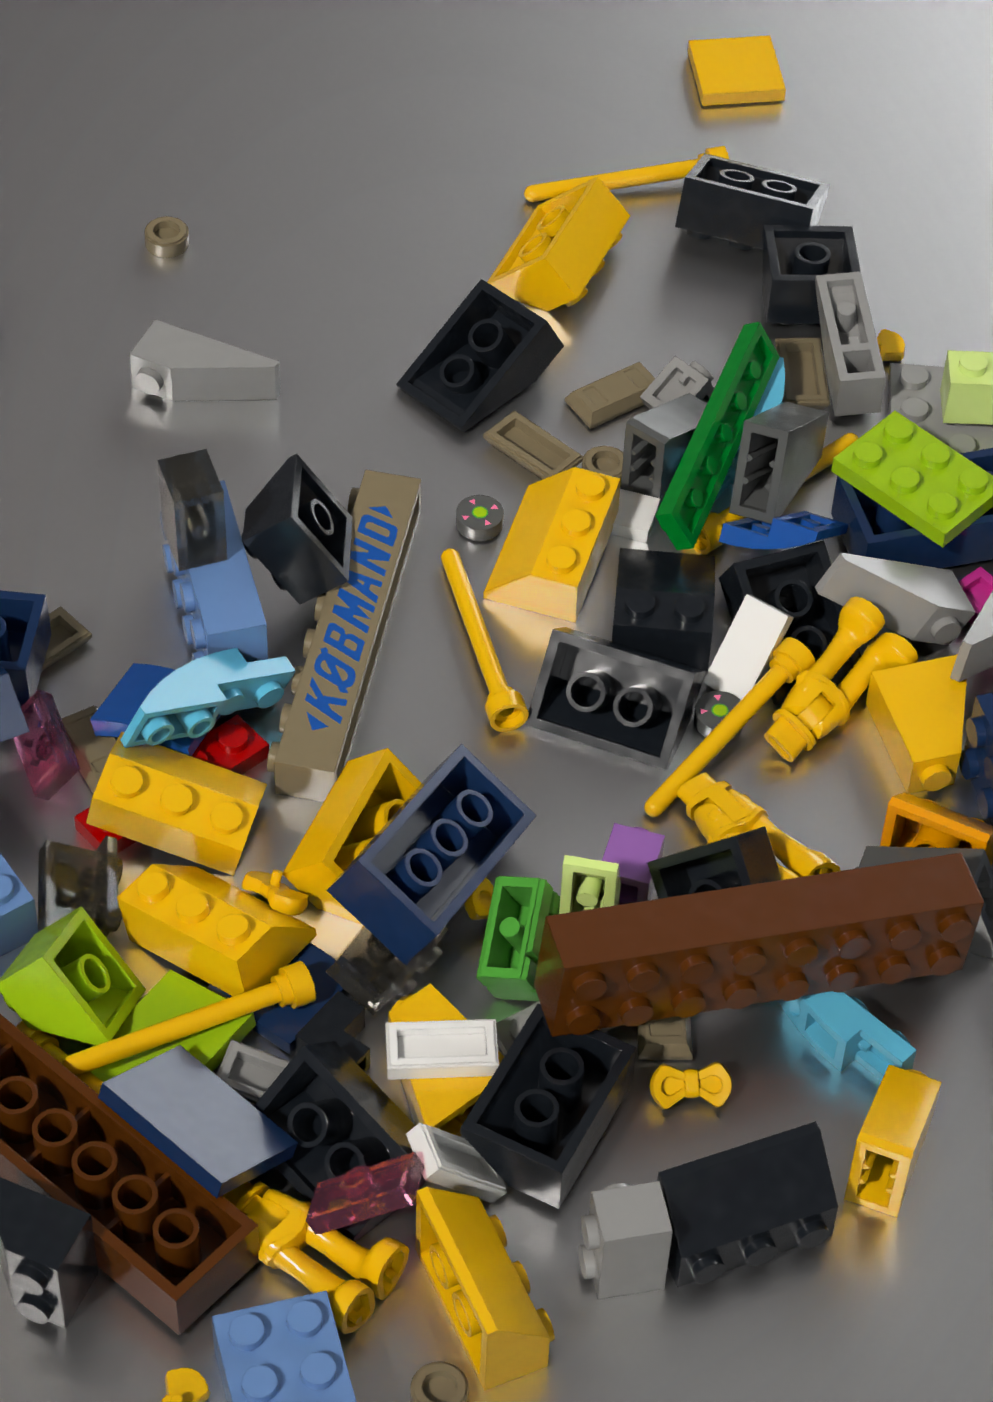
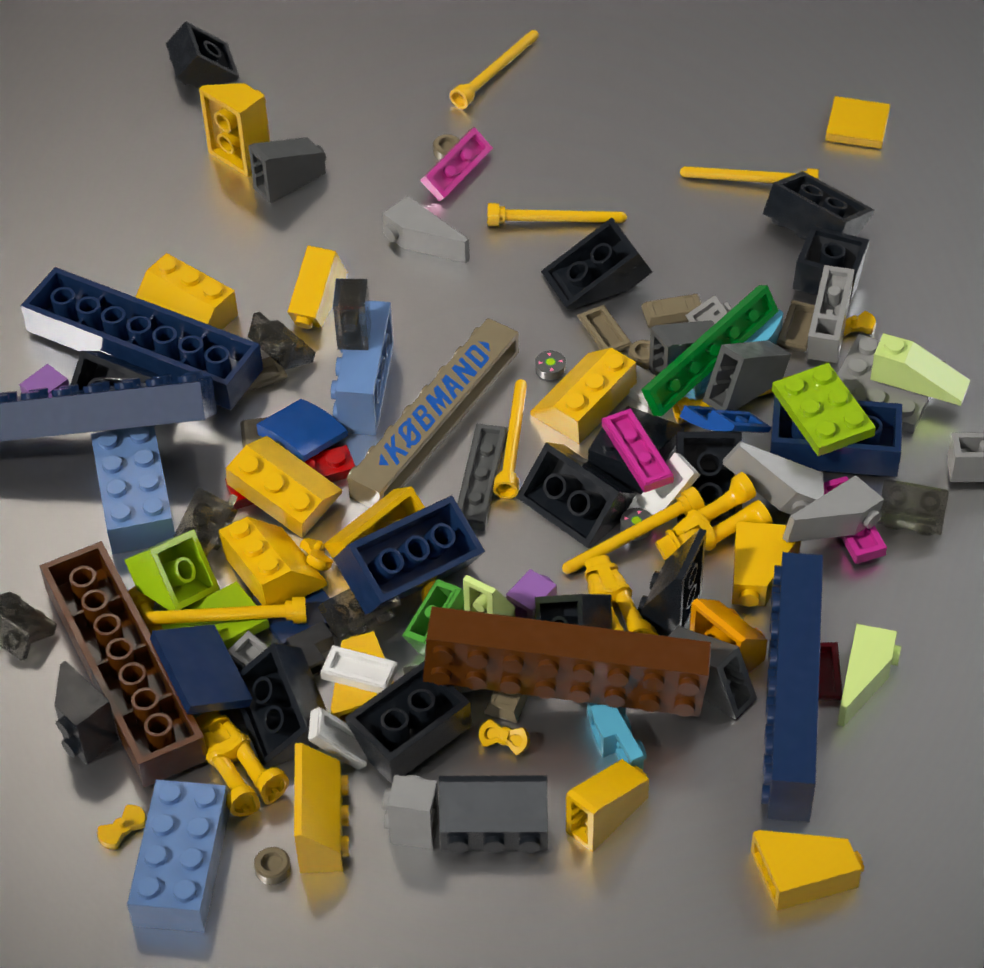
camera: 25 degrees right, 0 degrees up
(46, 748) = (226, 432): clear pink plate -> none
(67, 590) = (279, 342): none -> clear smoke bracket
(79, 489) = (315, 287): none -> yellow slope
(156, 152) = (464, 94): none -> yellow piece
(197, 257) = (456, 164): none -> dark pink plate
(200, 690) = (314, 424): medium azure slope -> none
(294, 317) = (498, 215): none -> yellow piece
(299, 532) = (423, 344): black slope -> none
(365, 1193) = (273, 737): clear pink plate -> none
(457, 694) = (479, 476): none -> dark grey tile
(561, 247) = (683, 211): yellow slope -> none
(691, 605) = (637, 450): none -> dark pink tile
(838, 786) = (675, 586): none -> black slope

